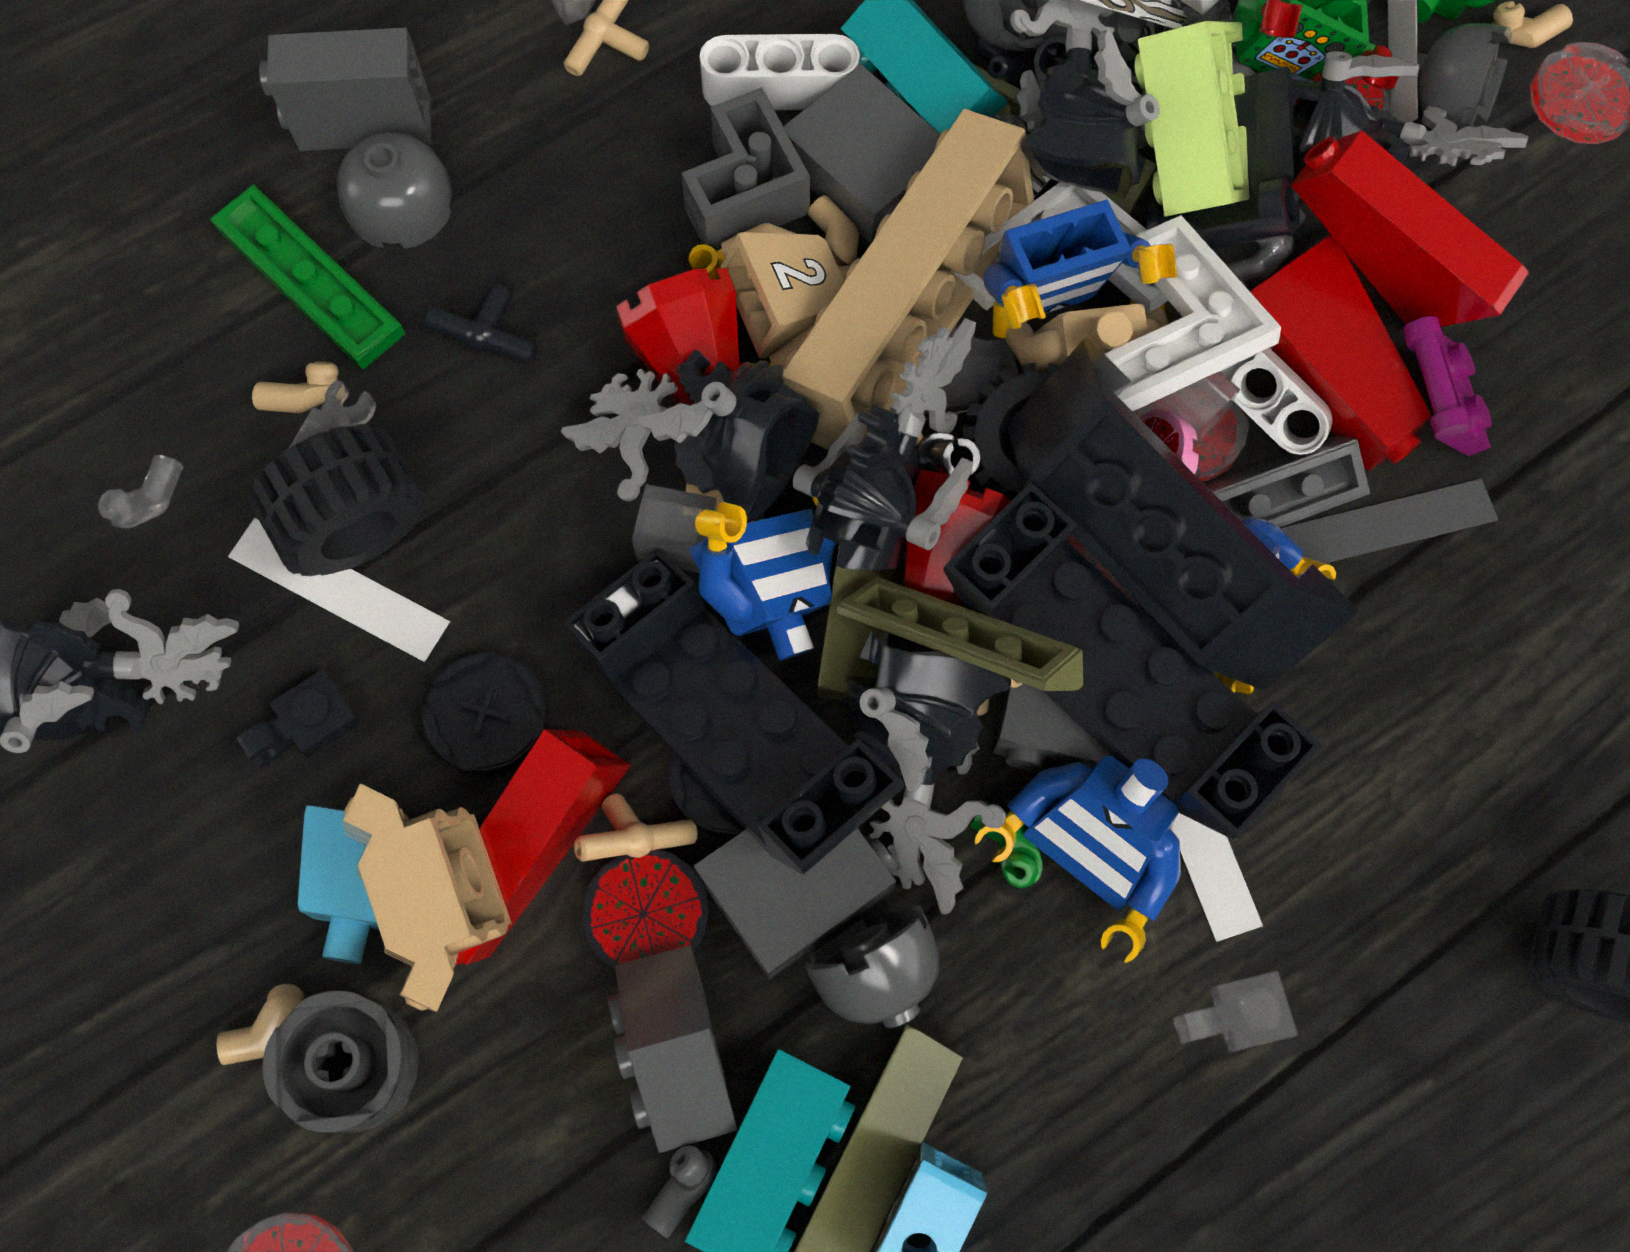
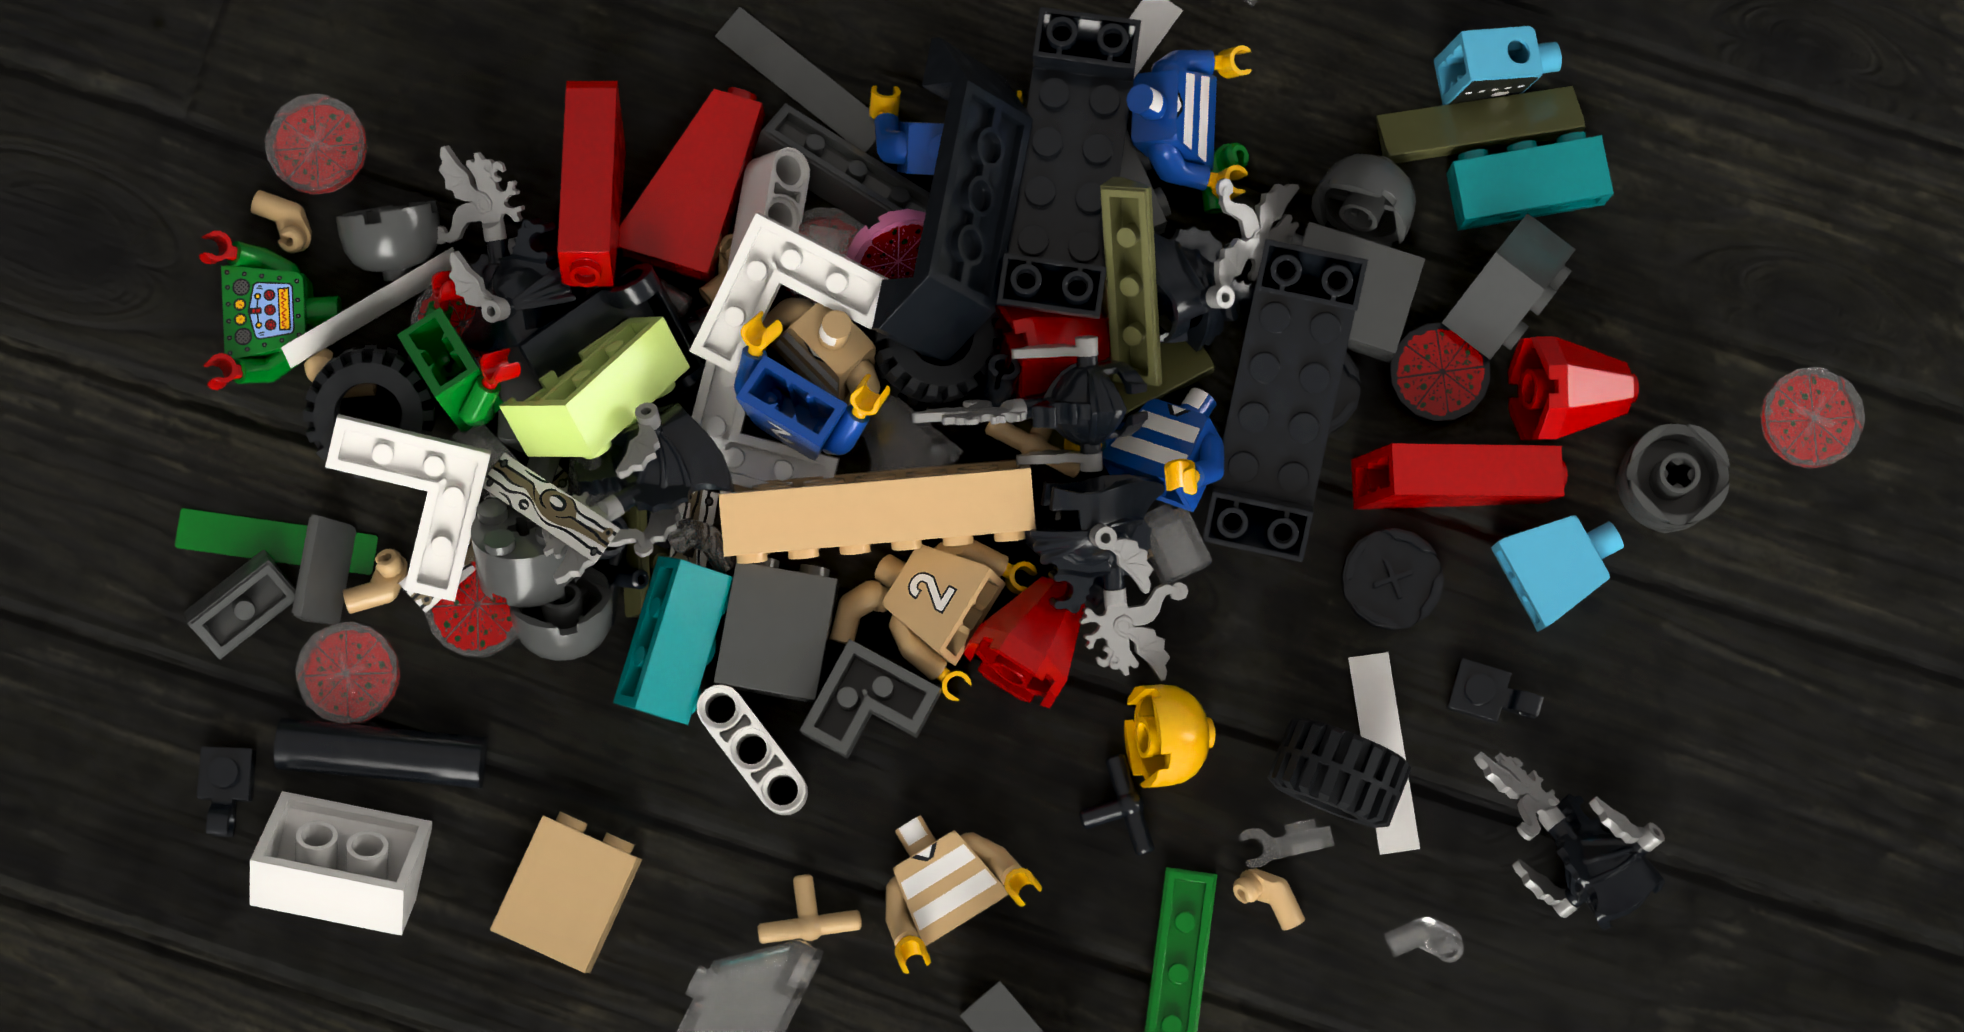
camera: 125 degrees left, 10 degrees up
(251, 1041) = (1688, 546): tan arm -> none
(394, 190) = (1065, 963): dark grey cylinder -> none
(426, 888) = (1547, 483): tan slope -> none
(505, 396) = (1167, 735): none -> yellow cylinder
(518, 1024) = (1566, 388): none -> red cone
(536, 132) = (945, 886): none -> torso
(631, 835) = (1402, 410): tan piece -> none
(691, 1178) = (1575, 223): dark grey arm -> none
(1446, 369) = (675, 91): magenta plate -> none

